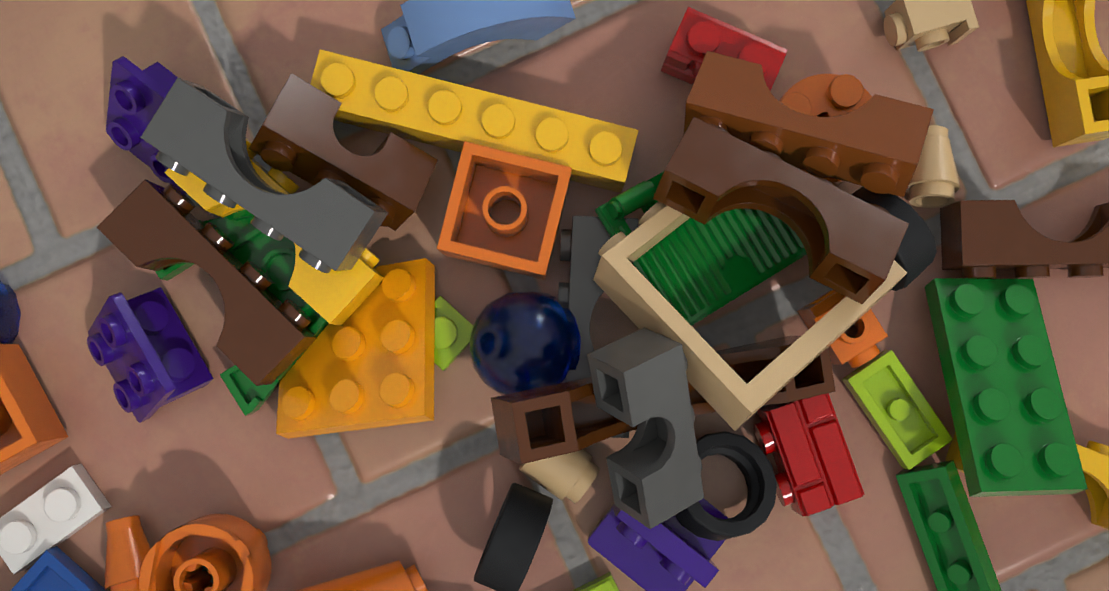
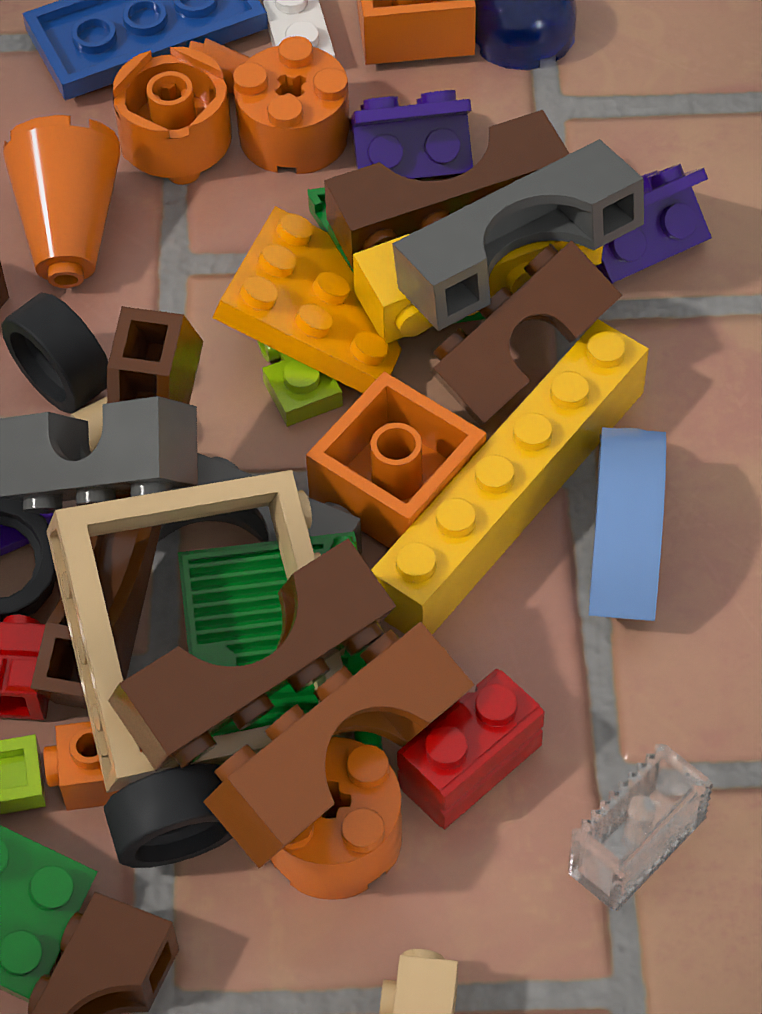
camera: 120 degrees right, 30 degrees down
(124, 478) = (292, 107): none -> orange brick
(524, 342) = (250, 422): clear blue cylinder -> none
(936, 173) = (229, 938): tan cone -> none

